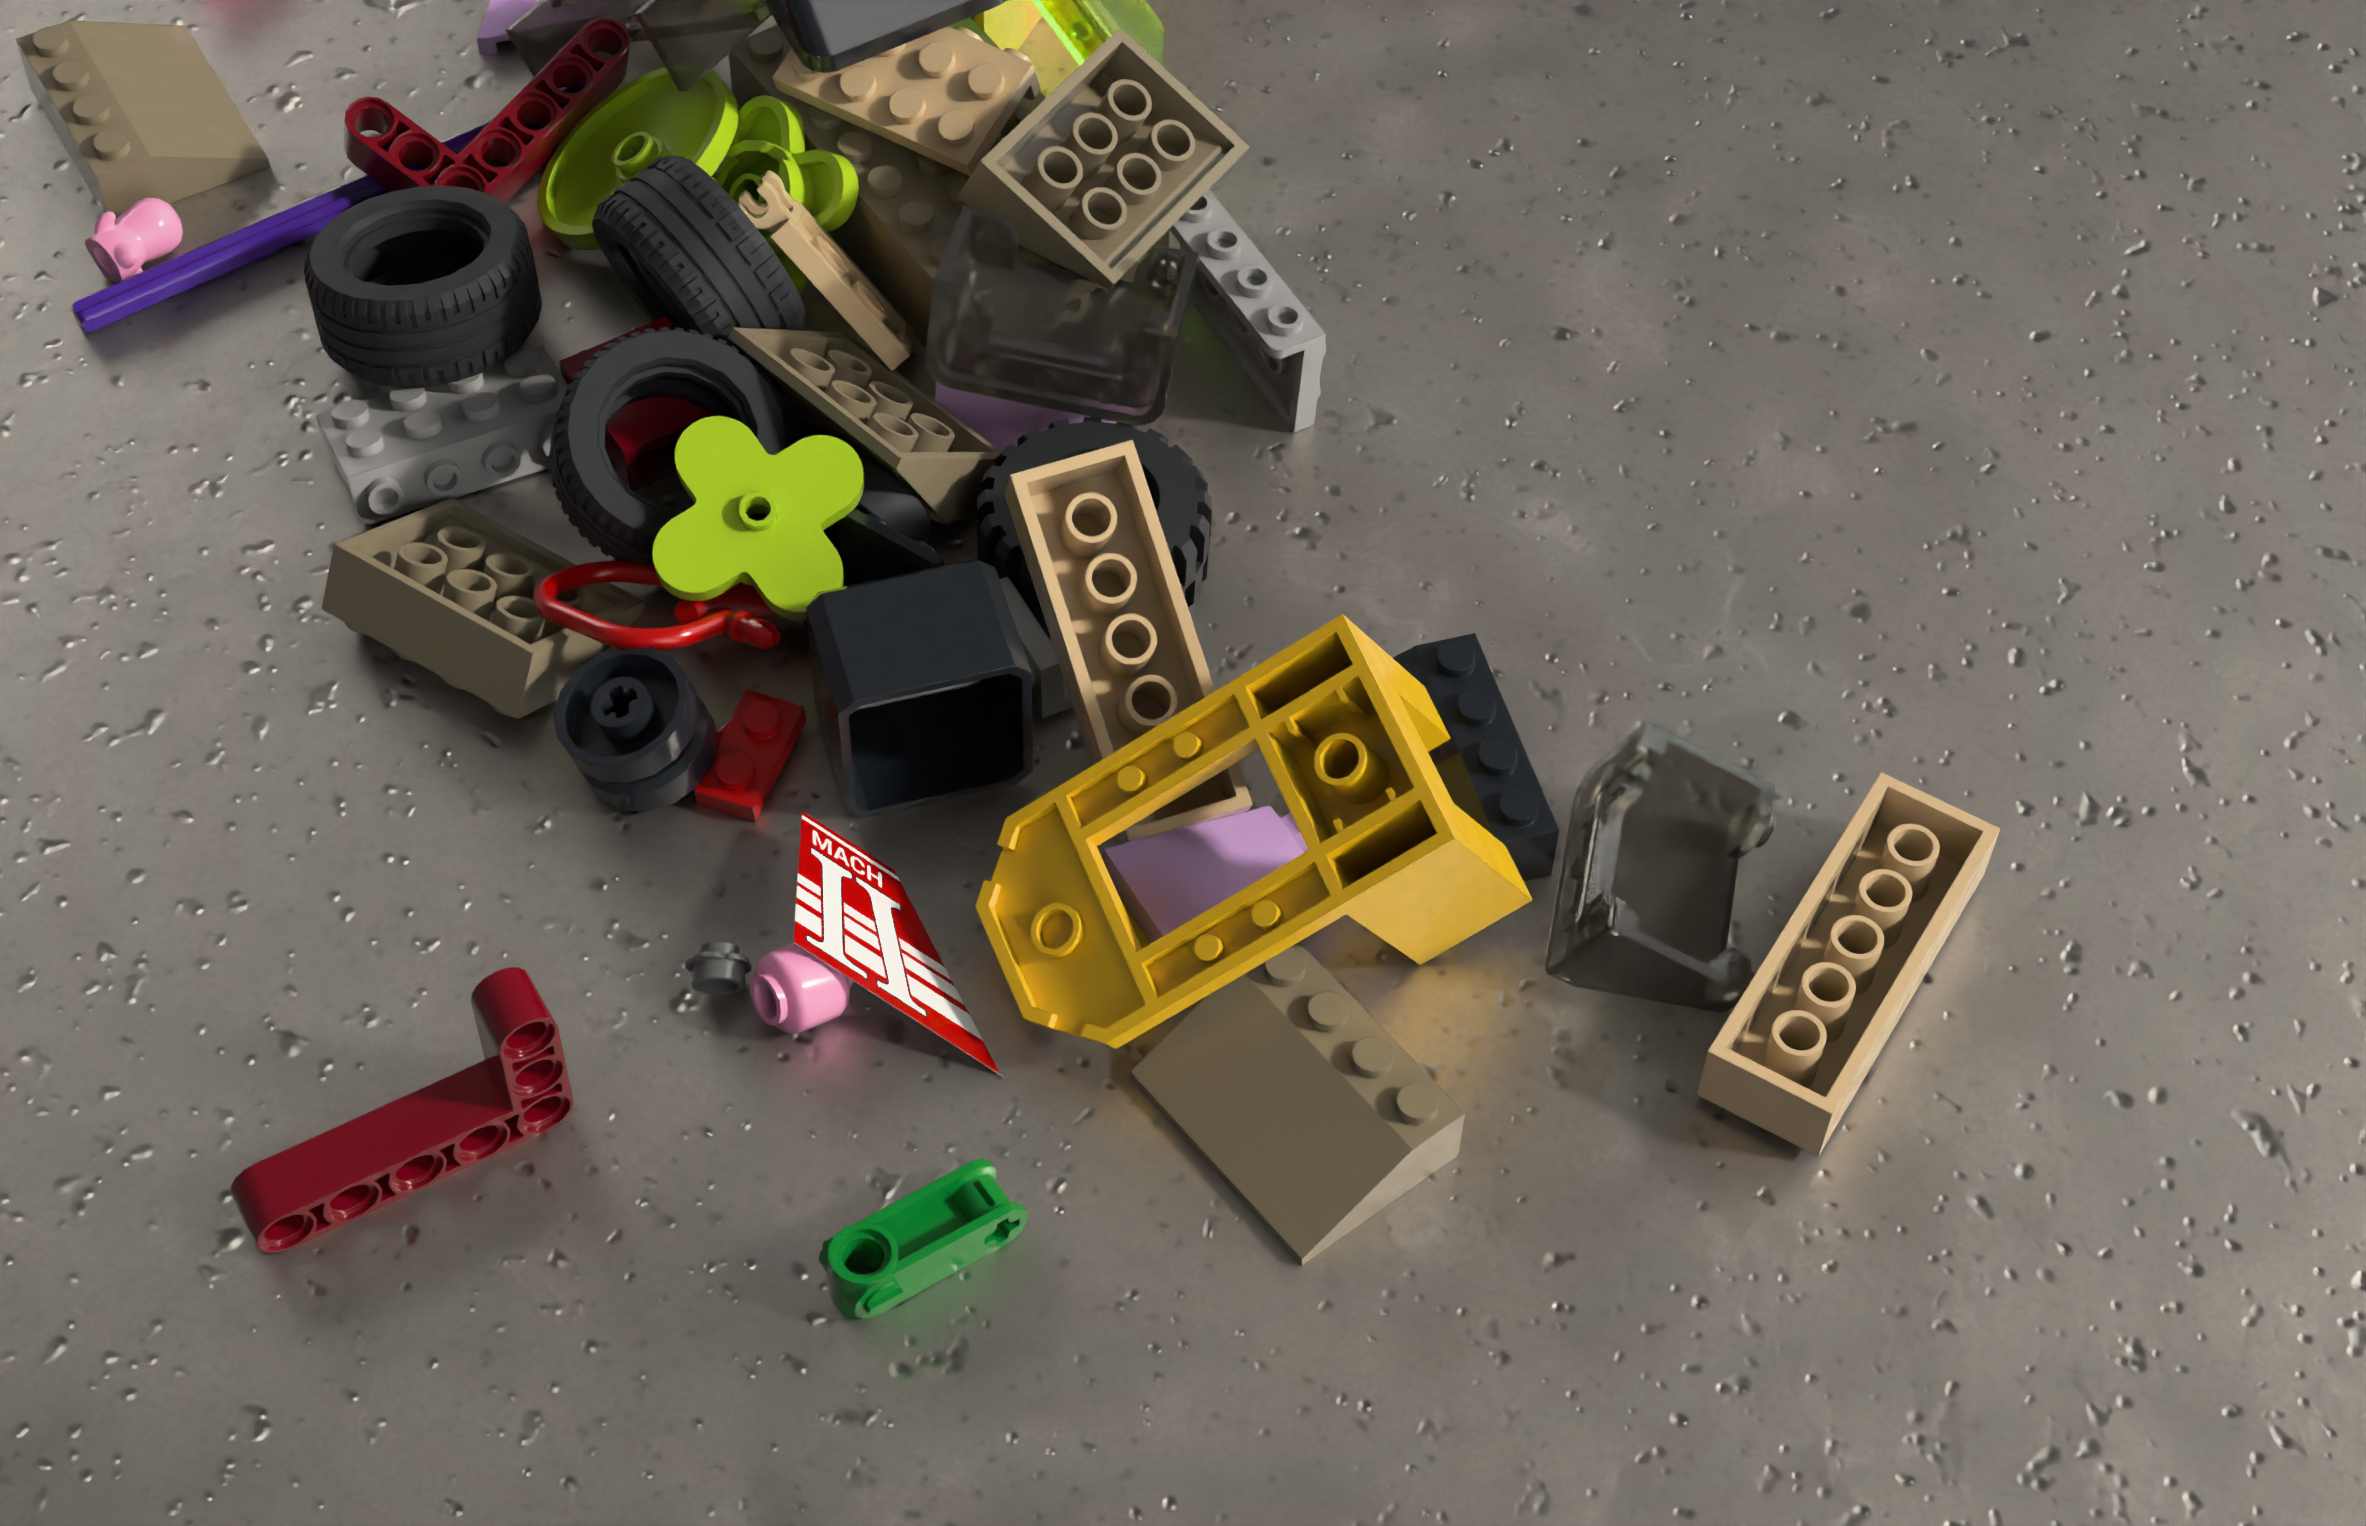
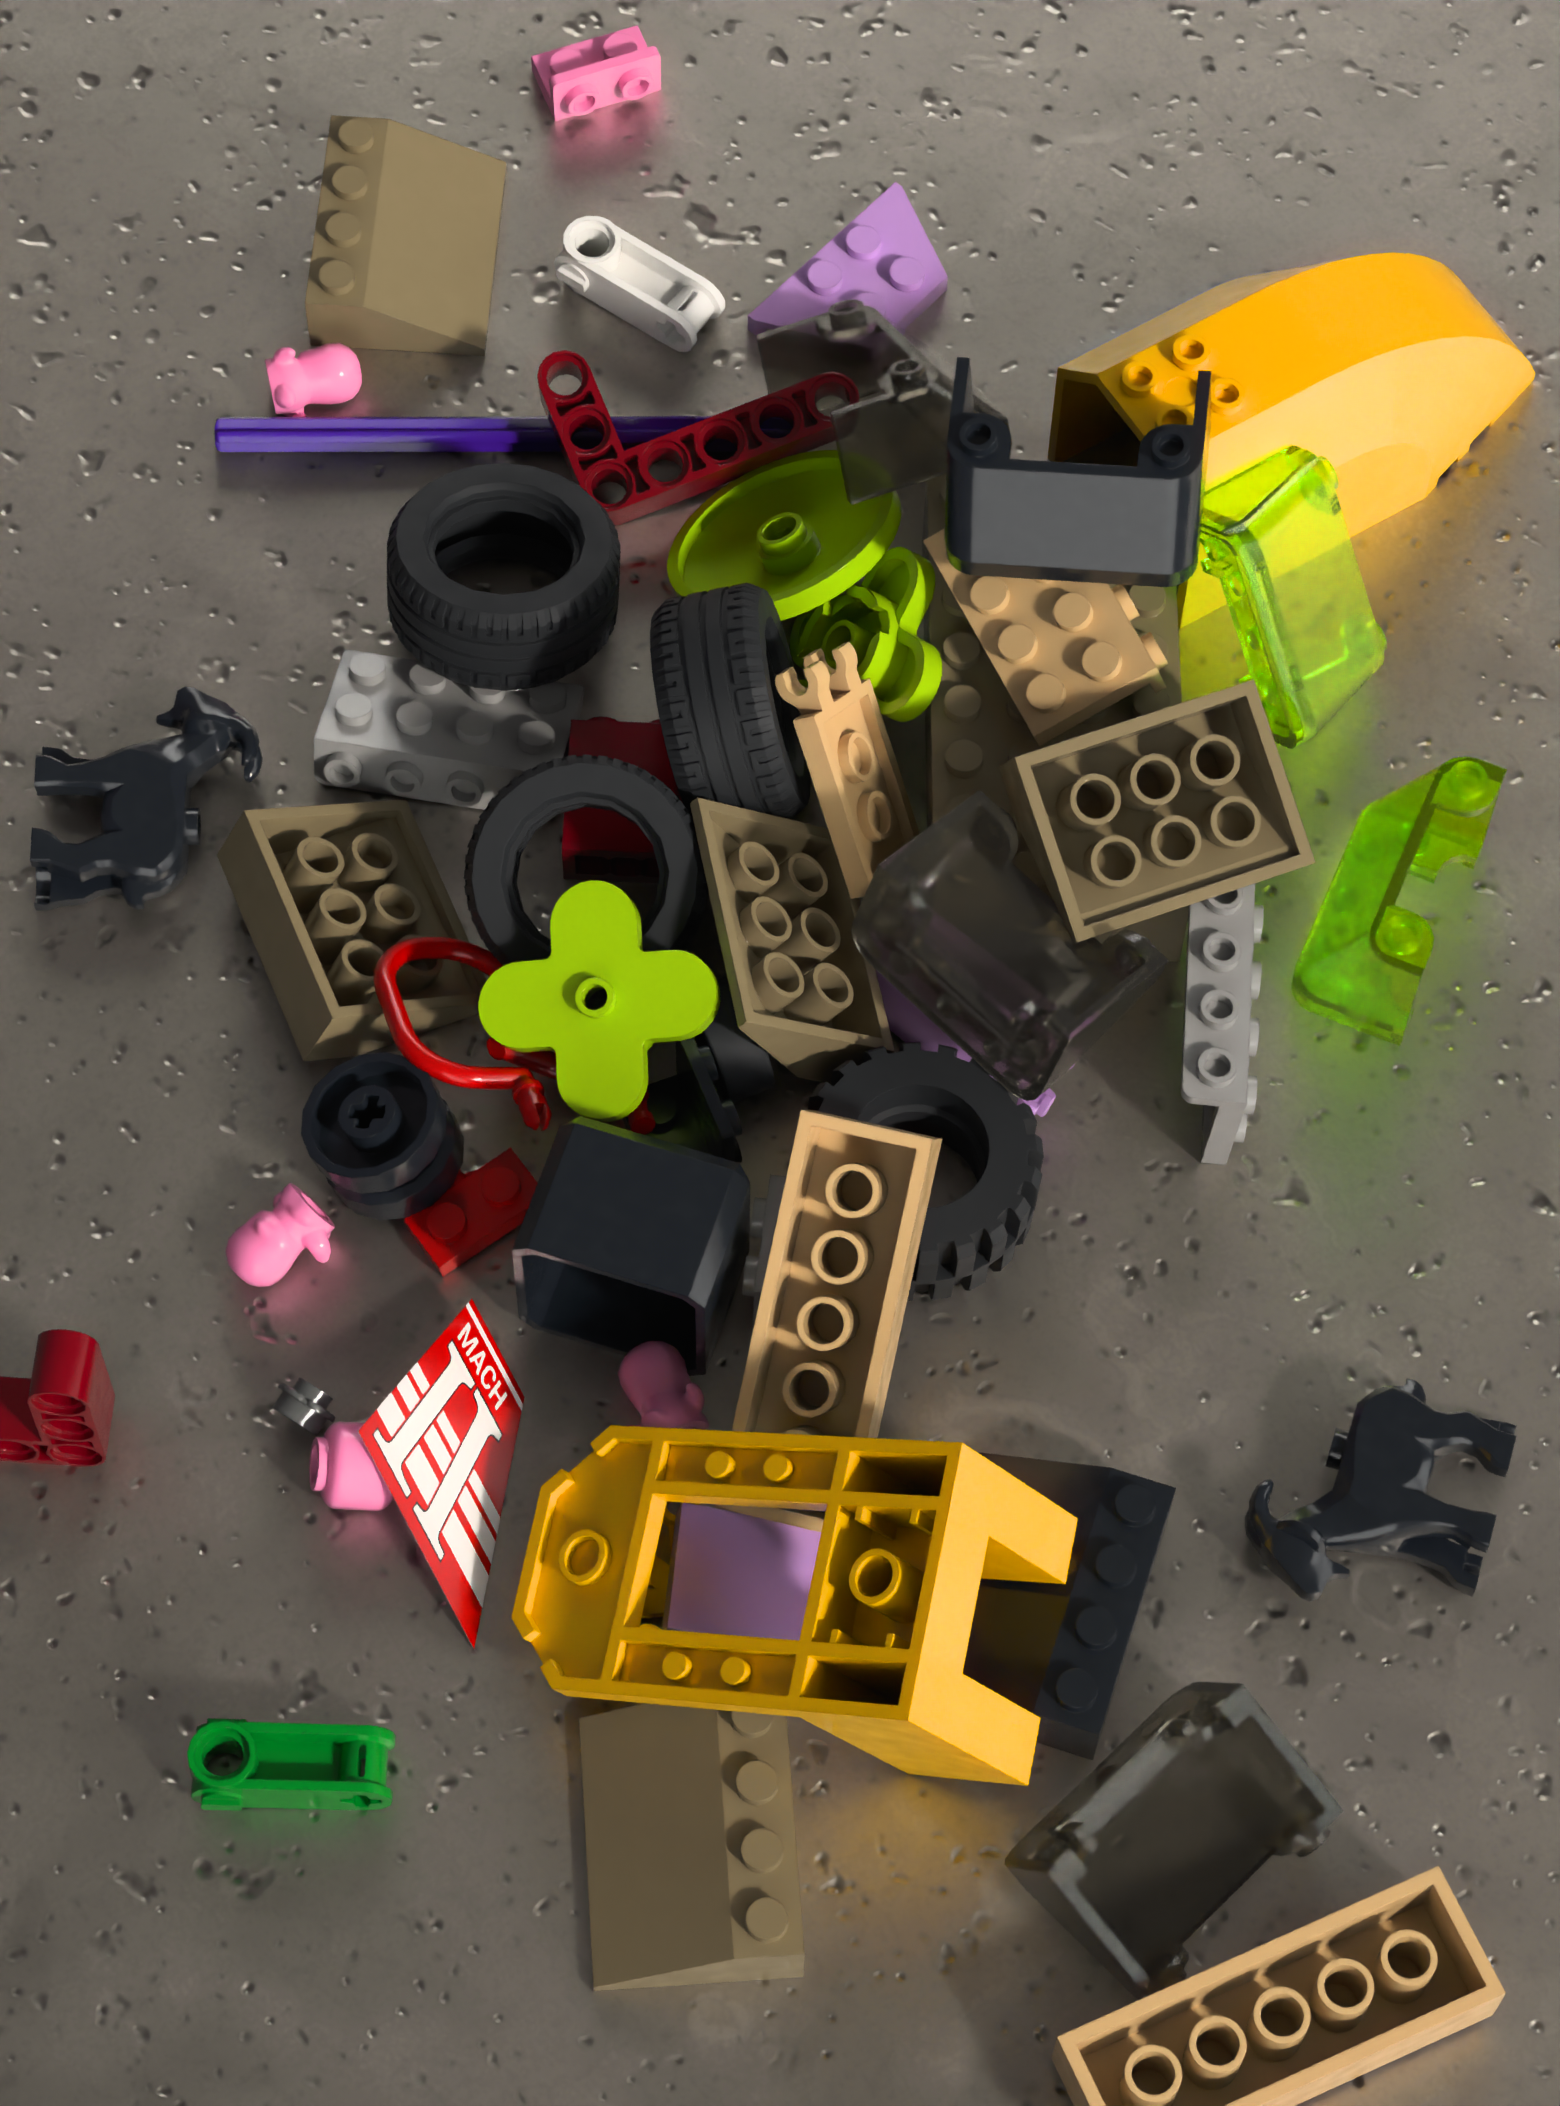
camera: 35 degrees right, 10 degrees up
(228, 602) = (143, 806): none -> black animal
(366, 54) = (636, 282): none -> white piece
(596, 854) = (273, 1239): none -> bright pink animal
(999, 788) = (660, 1387): none -> bright pink animal
(1301, 205) = (1362, 948): none -> clear neon green windscreen
(1619, 571) = (1383, 1497): none -> black animal

